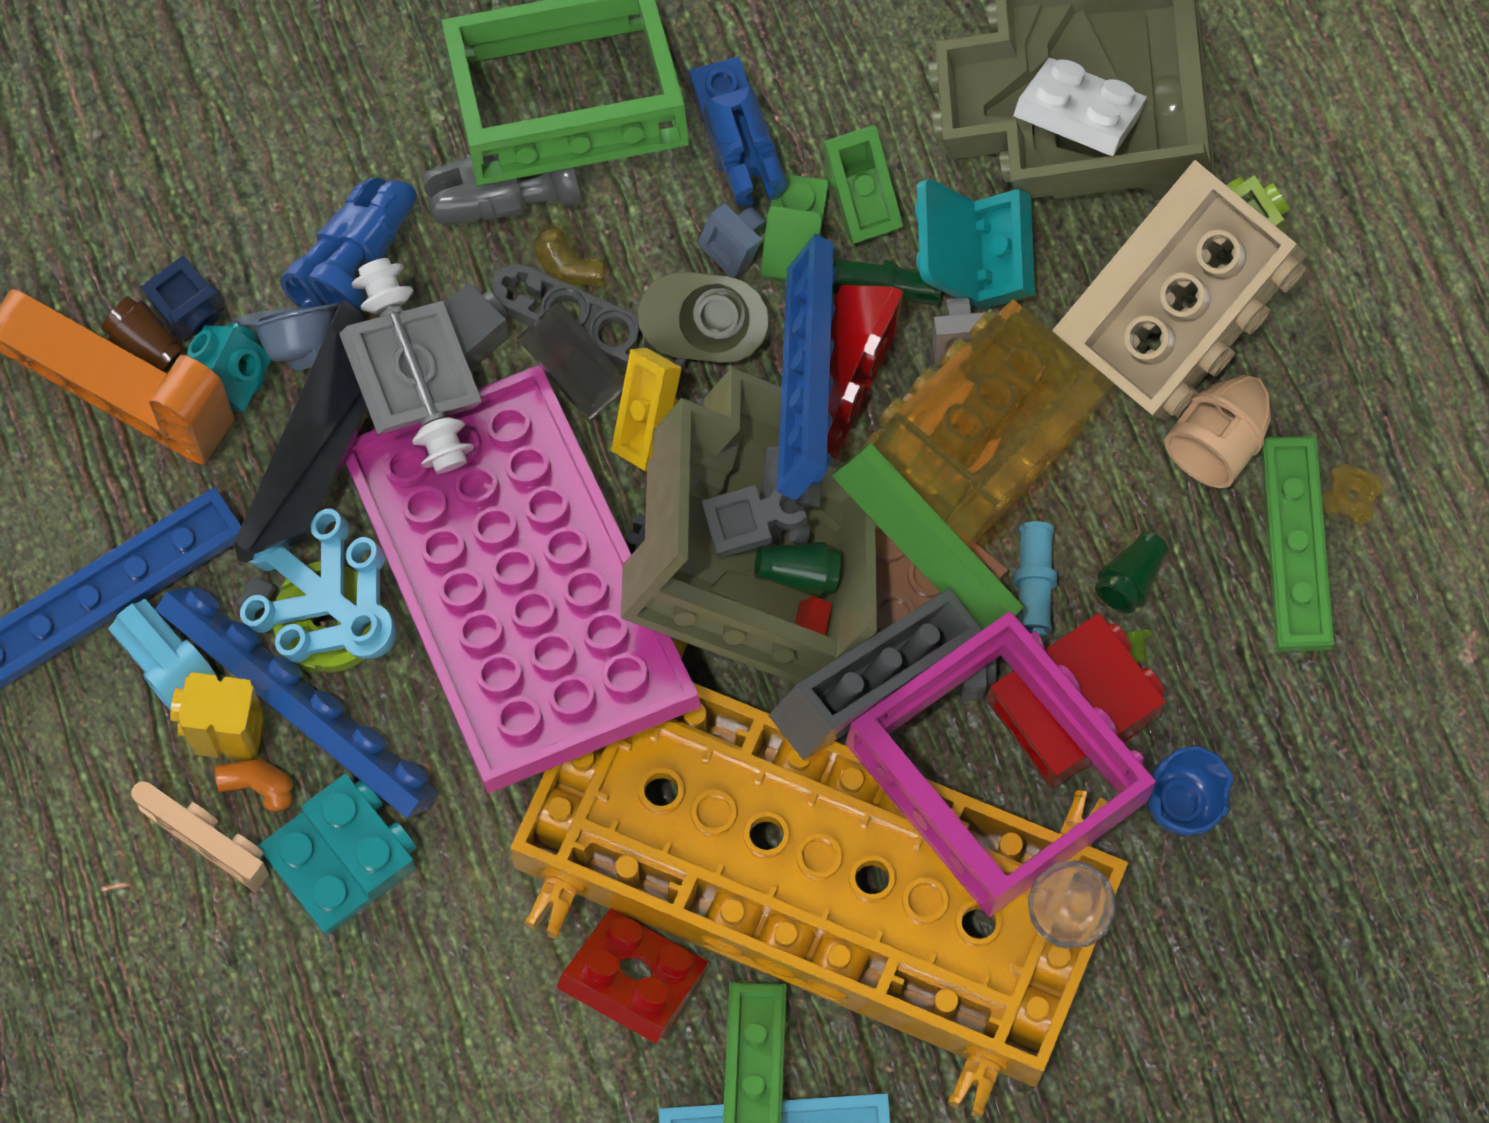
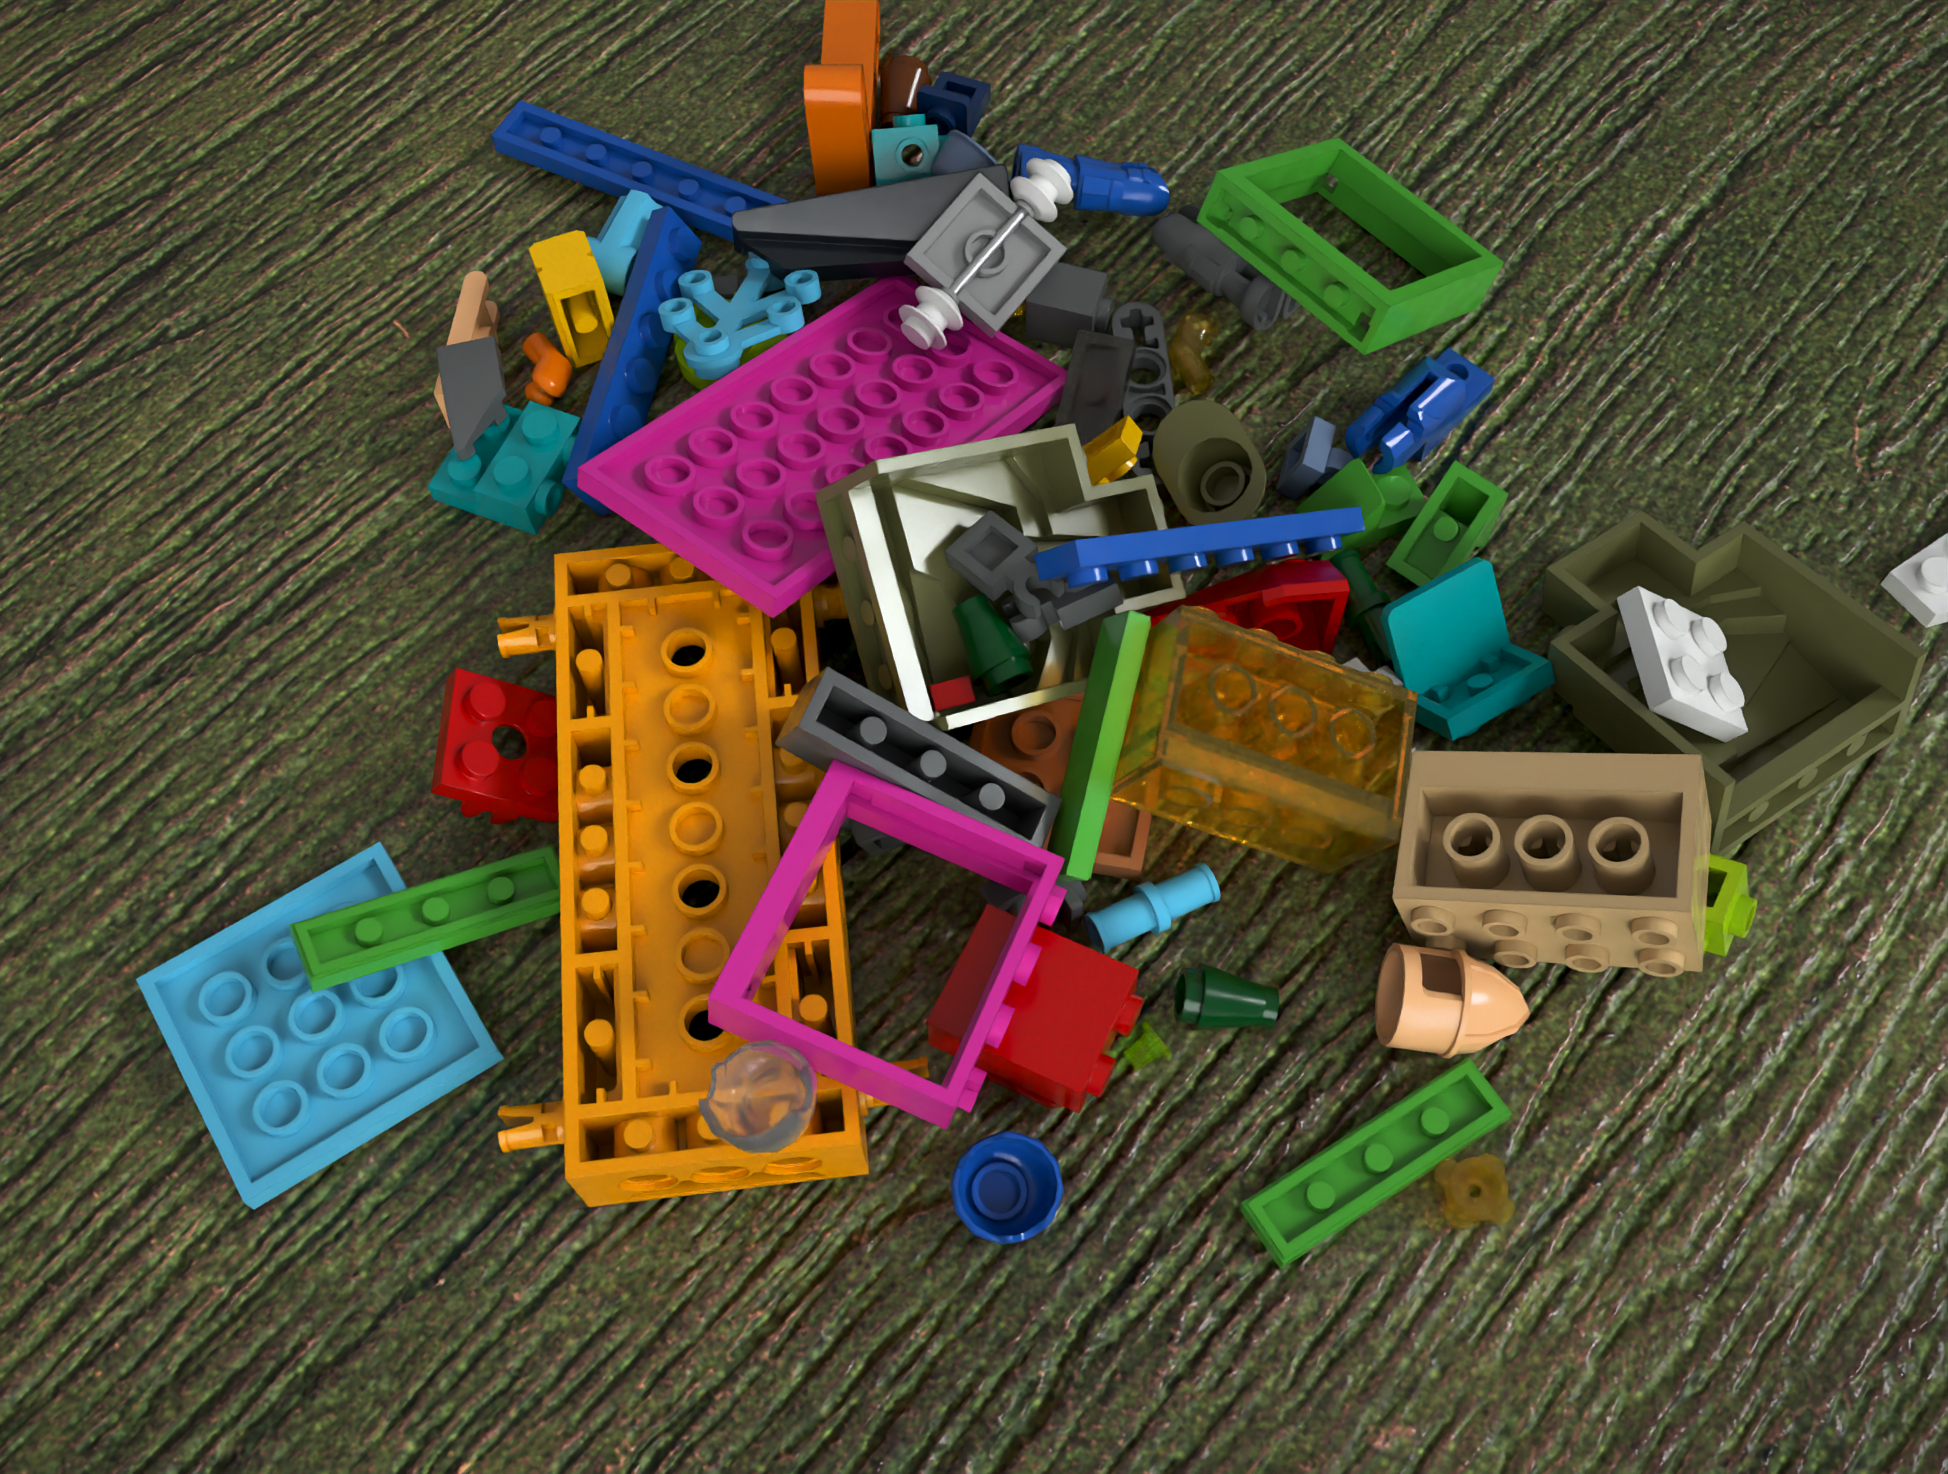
camera: 65 degrees right, 10 degrees down
(270, 845) = (472, 390): none -> dark grey slope

